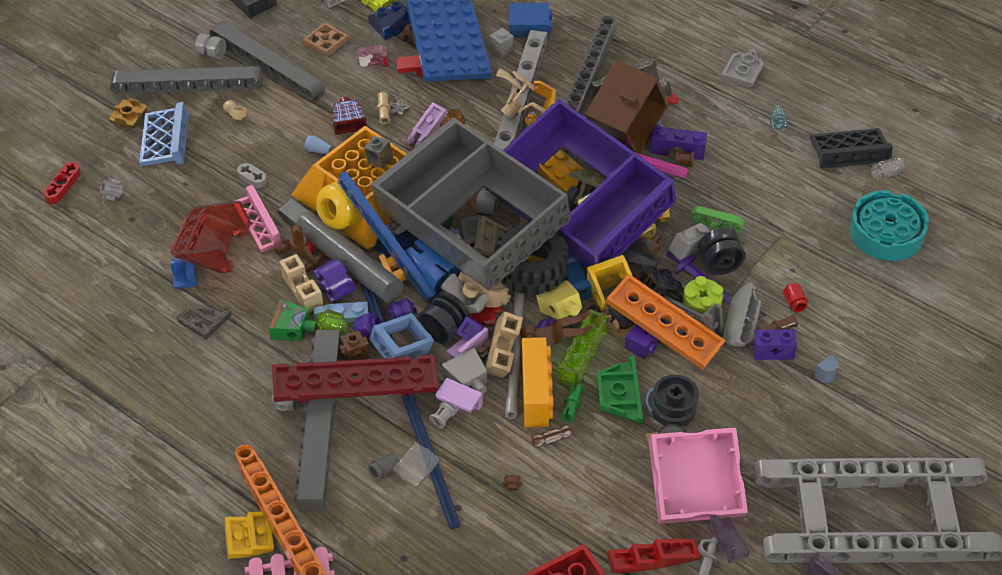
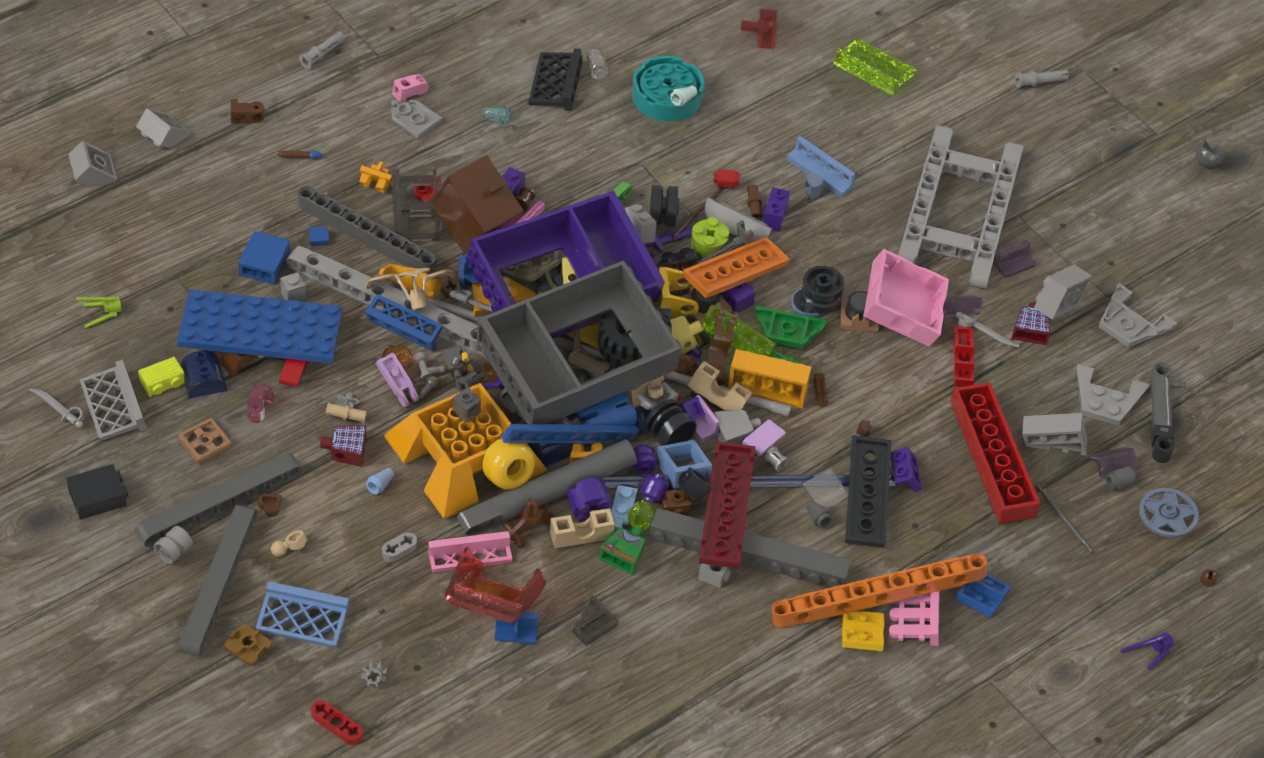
camera: 80 degrees left, 0 degrees up
(274, 91) = (270, 504): none -> reddish brown tile
(362, 349) = (694, 484): none -> black brick
(412, 489) = (857, 497): none -> black plate
(467, 530) = (906, 468): none -> dark purple bracket
(492, 113) = (403, 329): none -> blue fence
(532, 314) = (686, 364): none -> reddish brown brick
(573, 46) = (319, 236): none -> blue tile
(659, 14) = (300, 154): none -> reddish brown piece
(661, 58) = (378, 174): none -> light orange hips
(740, 286) = (695, 214): none -> reddish brown piece
(775, 54) = (409, 86): none -> bright pink leg
(856, 373) = (808, 163): none -> medium blue fence
(872, 228) = (683, 95): none -> light aqua cone

